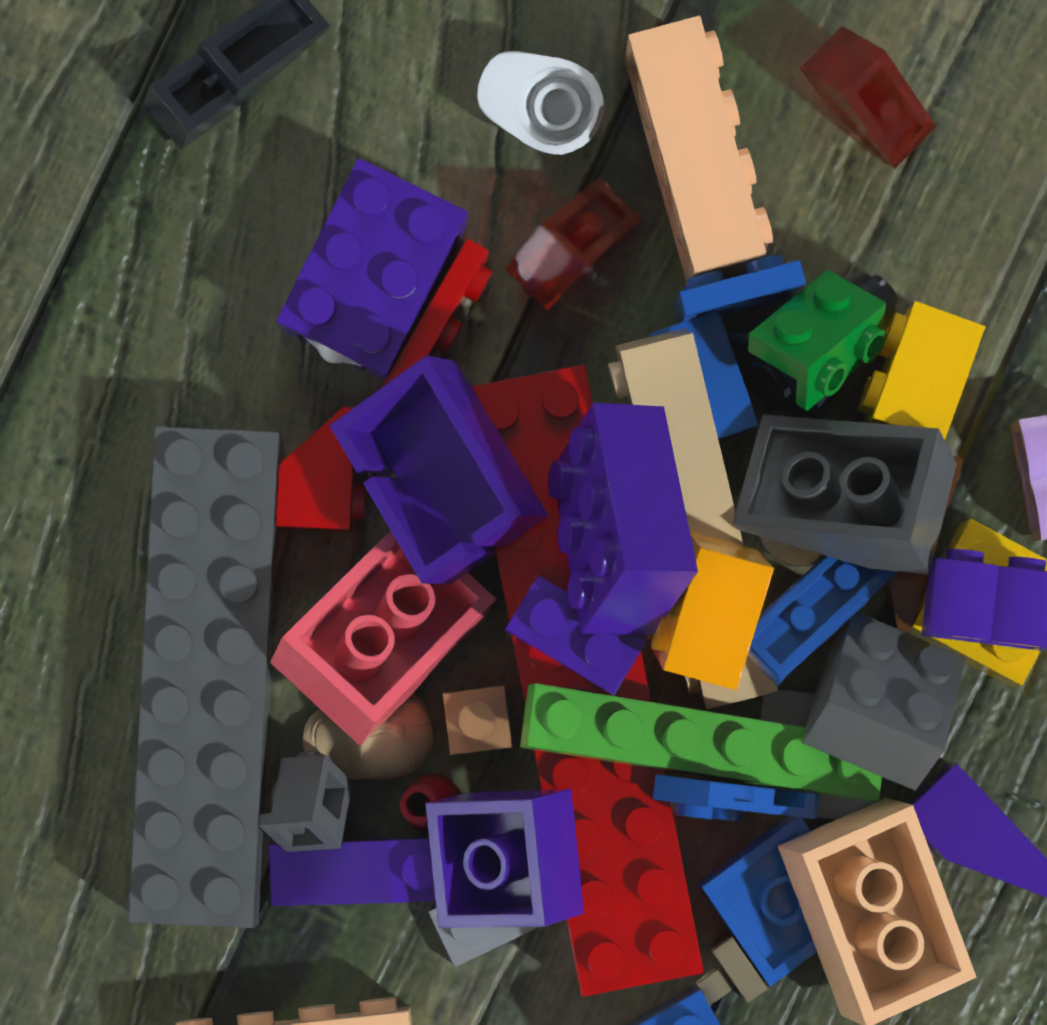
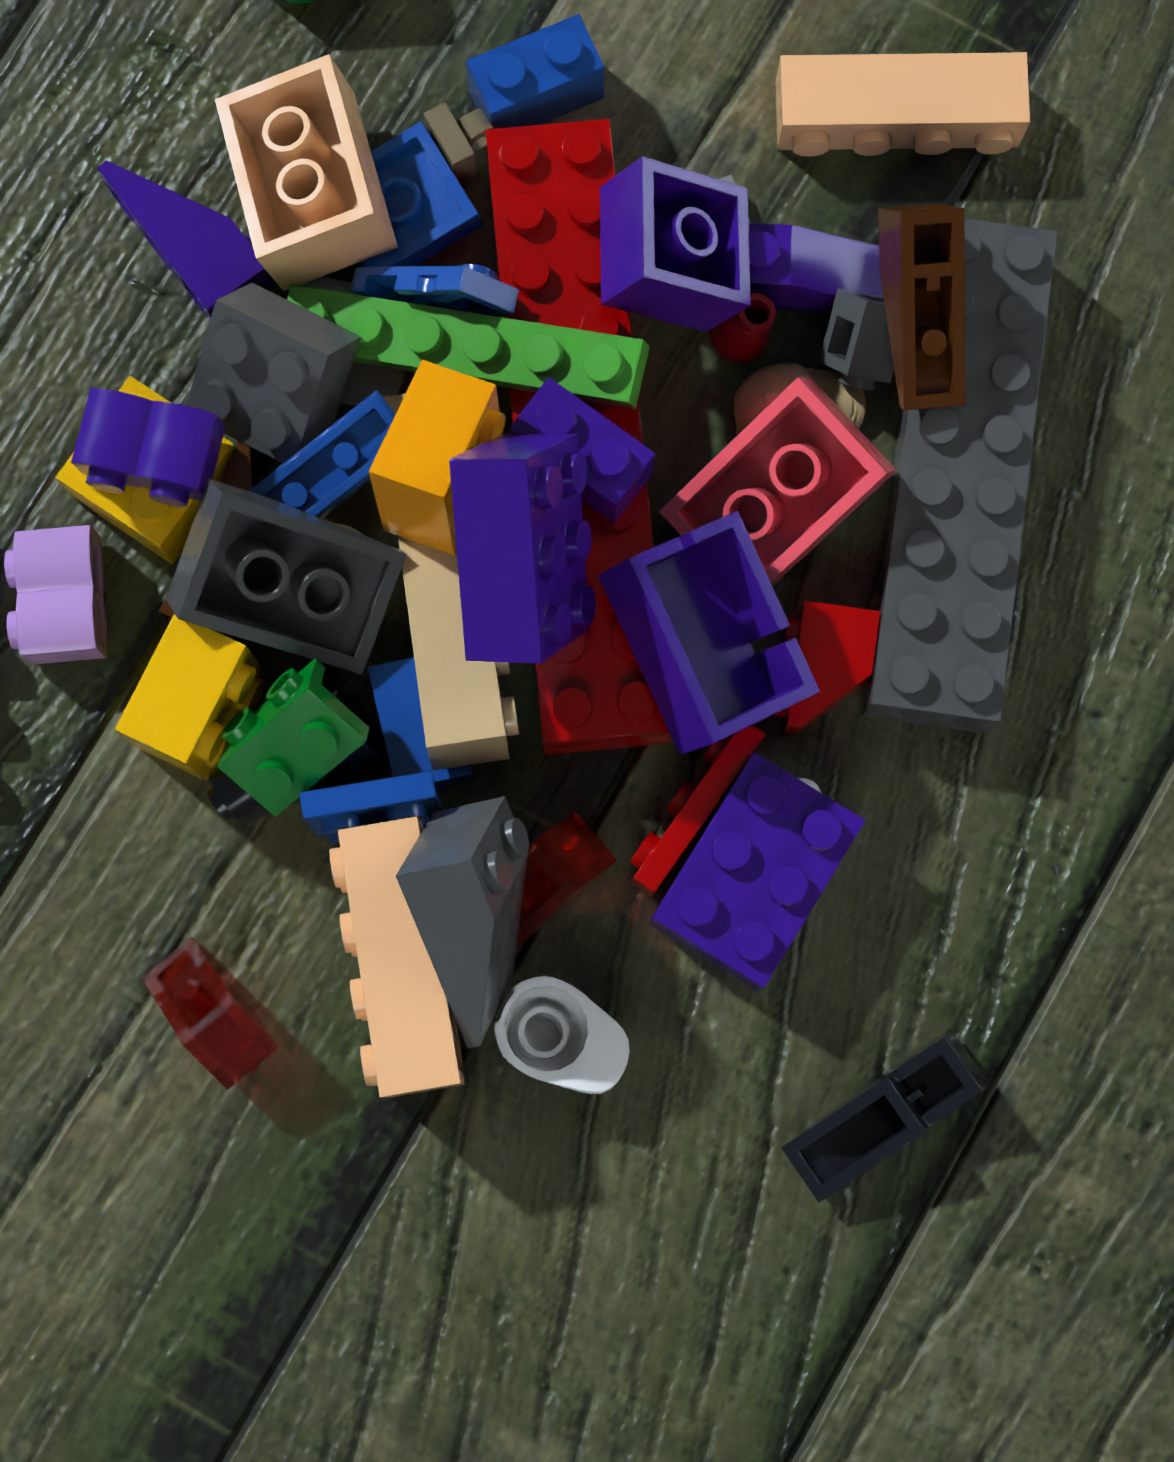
camera: 175 degrees left, 5 degrees down
(256, 821) = (925, 302): none -> reddish brown slope
(477, 720) = (688, 403): medium nougat brick -> none
(641, 200) = (467, 904): none -> dark grey slope

